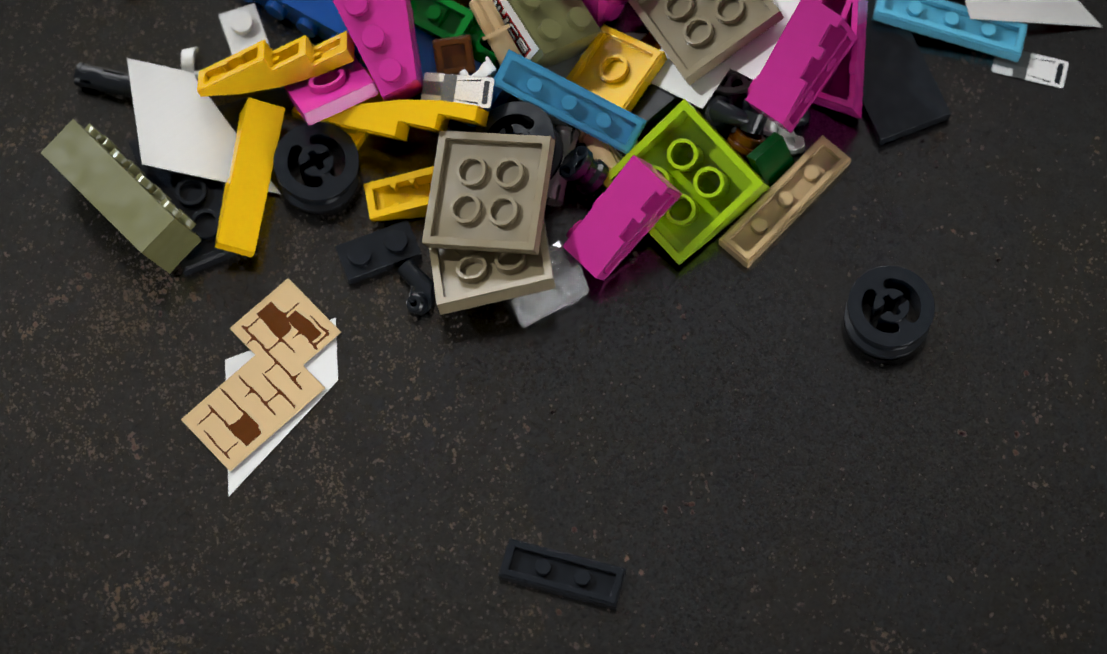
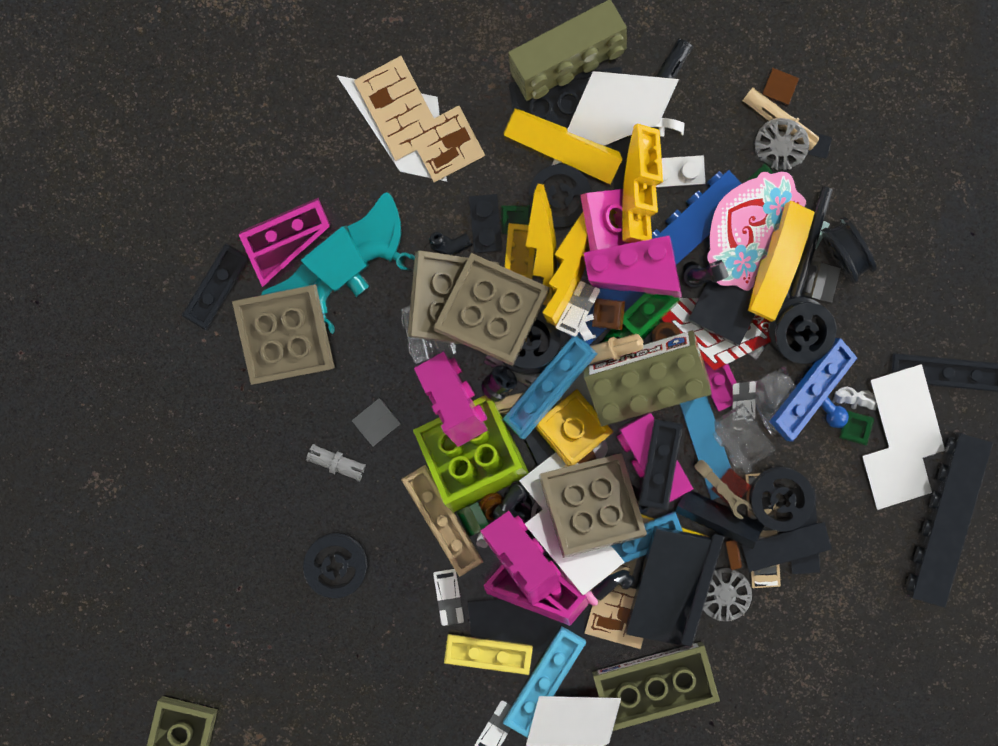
camera: 105 degrees right, 20 degrees up
(357, 218) = (514, 214): none -> dark green tile
(376, 162) = (542, 236): none -> yellow slope
(468, 494) = (282, 238): none -> dark pink wedge
(483, 414) = (347, 254): none -> teal torso
(600, 458) = (283, 334): none -> dark tan plate
(683, 312) = (376, 422): none -> dark grey piece
(752, 350) = (336, 462): none -> light grey pin
(882, 169) = (448, 597): none -> sticker
(938, 94) = (488, 654): none -> light yellow tile

